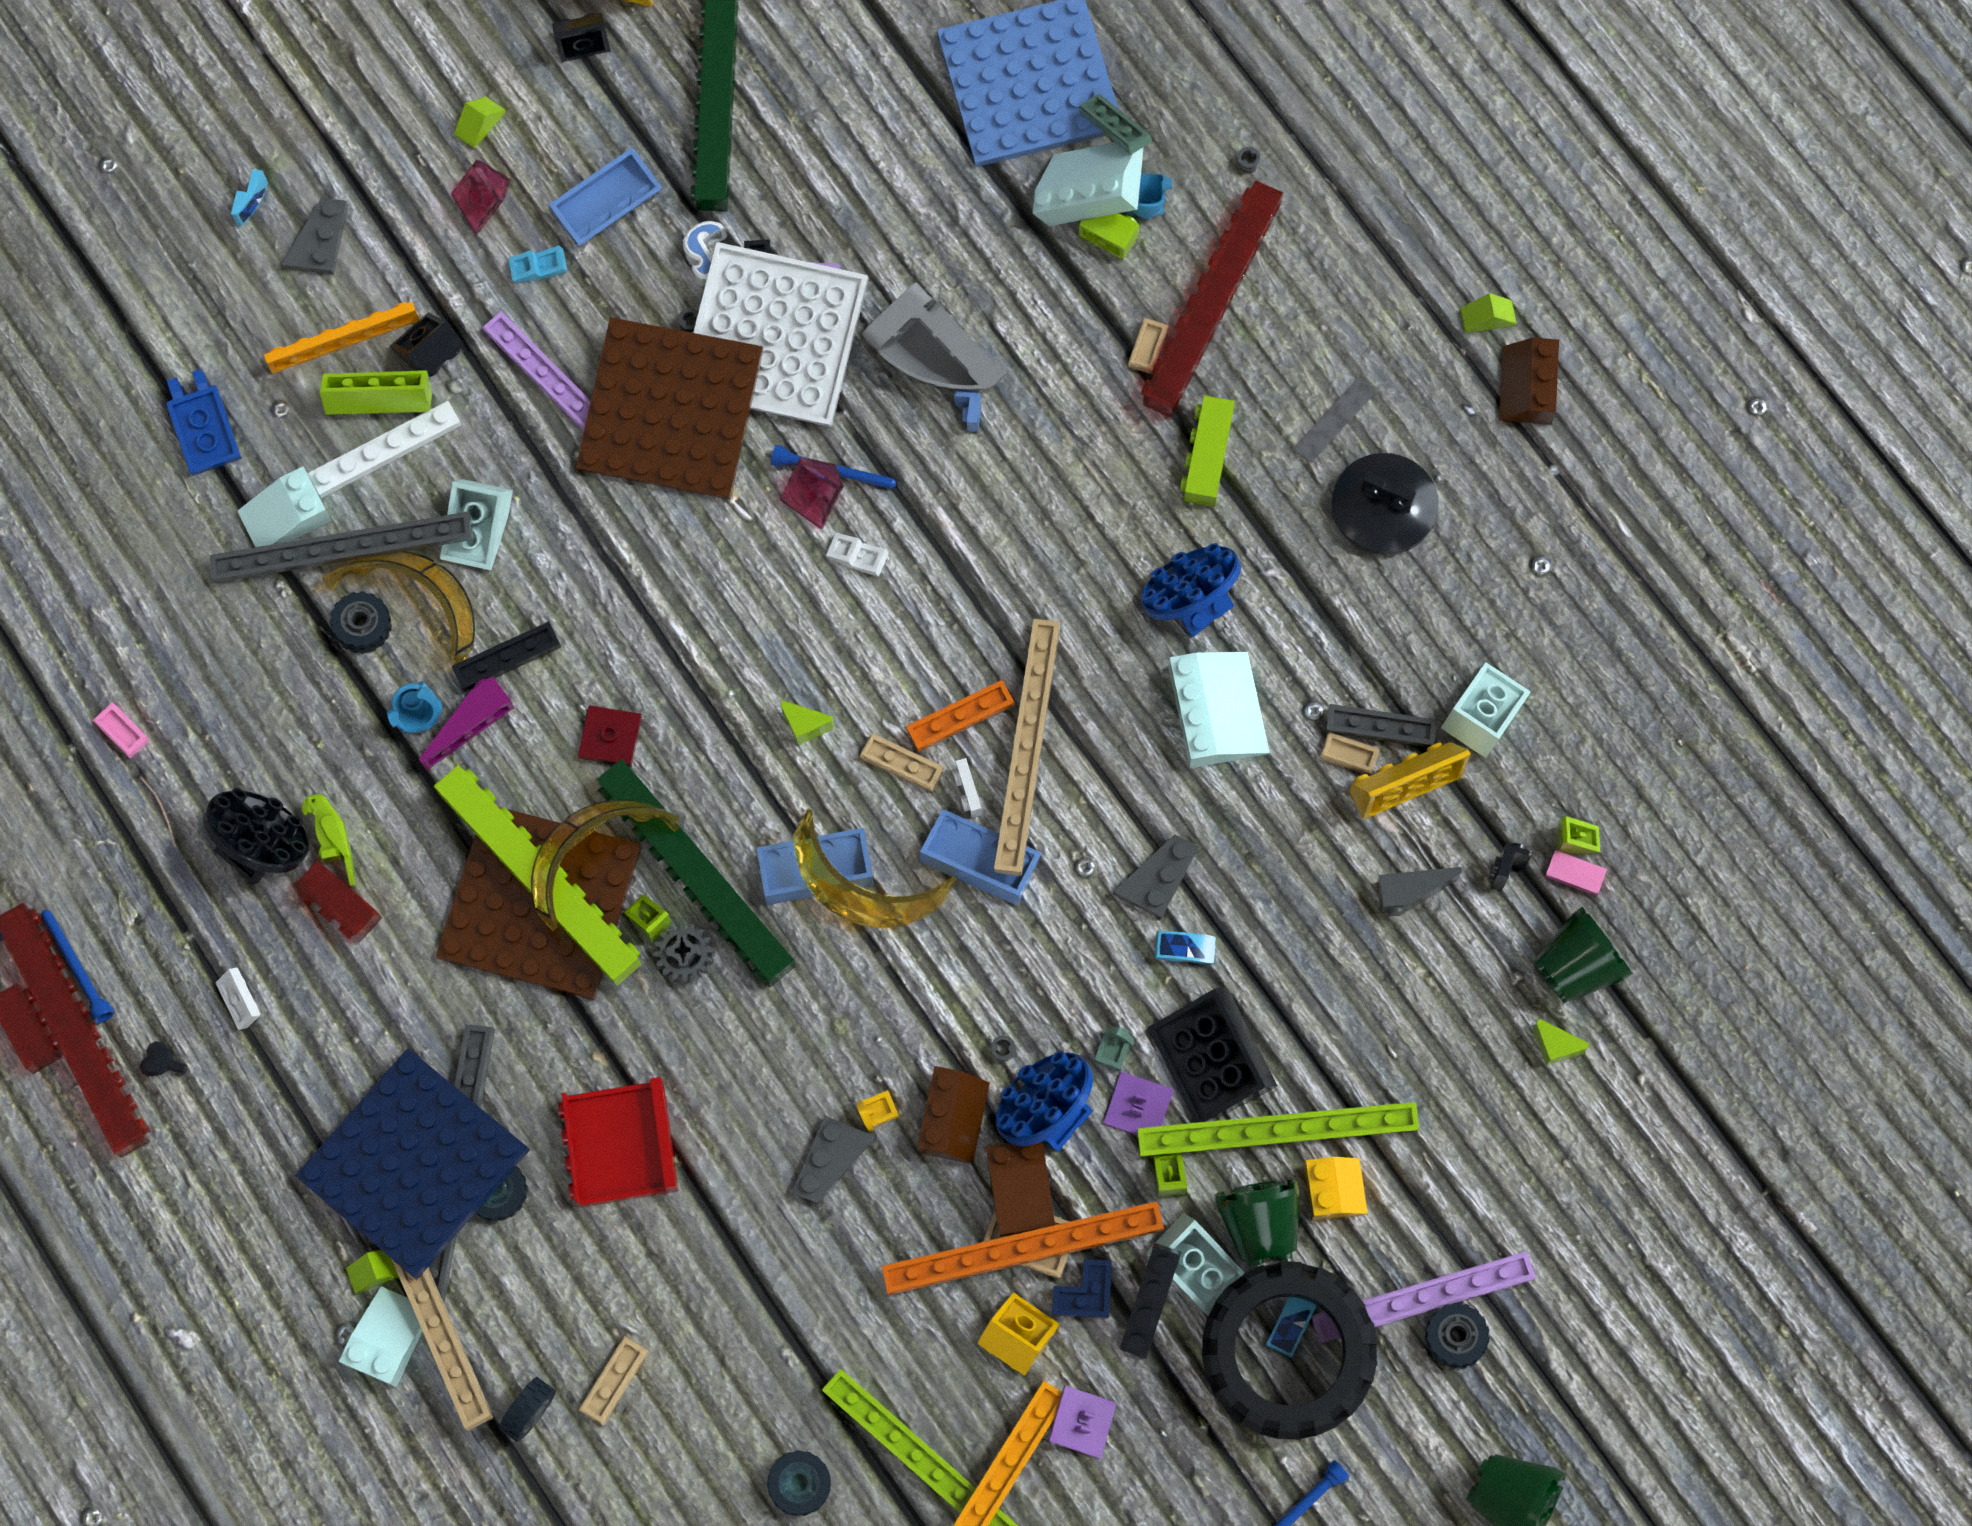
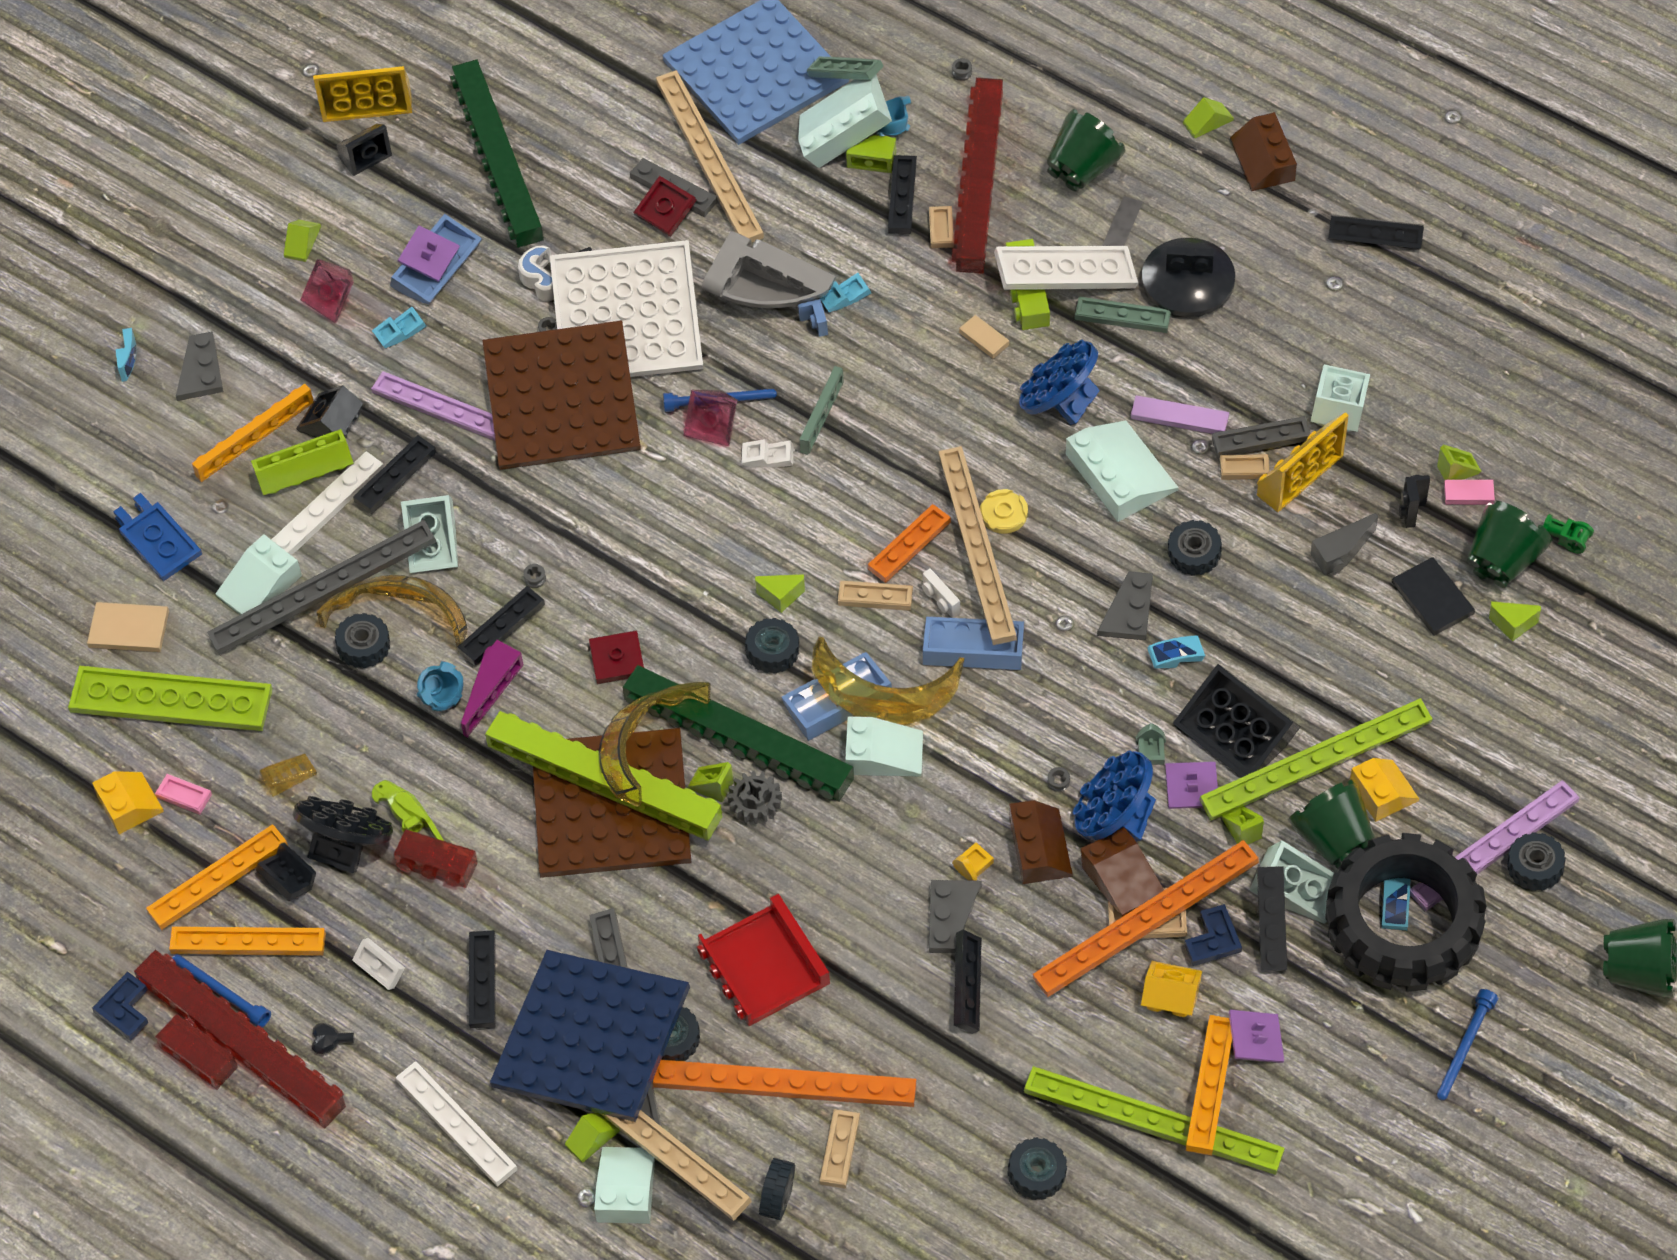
camera: 20 degrees left, 15 degrees down
(62, 717) = (127, 799): none -> yellow slope
(117, 838) = (215, 877): none -> light orange plate
(121, 922) = (247, 941): none -> light orange plate
(136, 517) = (128, 627): none -> tan tile
(147, 617) = (170, 698): none -> lime plate
(186, 862) = (287, 872): none -> black bracket
(229, 737) = (282, 784): none -> clear yellow slope
(247, 1206) = (456, 1123): none -> white plate
(333, 1054) = (482, 979): none -> black plate
(466, 438) = (394, 474): none -> black plate
(561, 601) = (530, 570): none -> dark grey bush
(589, 1287) = (785, 1083): none -> orange plate
(597, 189) = (428, 253): none -> medium lavender piece
(775, 799) = (776, 657): none -> black wheel
(814, 1246) = (967, 981): none -> black plate
(836, 946) = (883, 748): none -> light aqua slope
(866, 218) = (665, 206): none -> dark red plate
(886, 196) = (648, 172): none -> dark grey plate
(932, 524) = (821, 410): none -> sand green tile
(936, 174) = (709, 156): none -> tan plate
(1015, 391) = (845, 293): none -> medium azure slope
(1075, 713) = (1004, 511): none -> light yellow tile
(1122, 292) = (902, 194): none -> black plate
(1139, 496) = (984, 336): none -> tan tile
(1251, 816) = (1194, 560): none -> black wheel
(1254, 450) = (1065, 267): none -> white plate
(1296, 522) = (1122, 314): none -> sand green tile
(1306, 667) = (1179, 415): none -> lavender tile
(1330, 314) = (1083, 150): none -> dark green cone
(1484, 982) = (1433, 596): none -> black tile
(1610, 522) = (1376, 231): none -> black plate
(1659, 963) = (1569, 533): none -> green connector

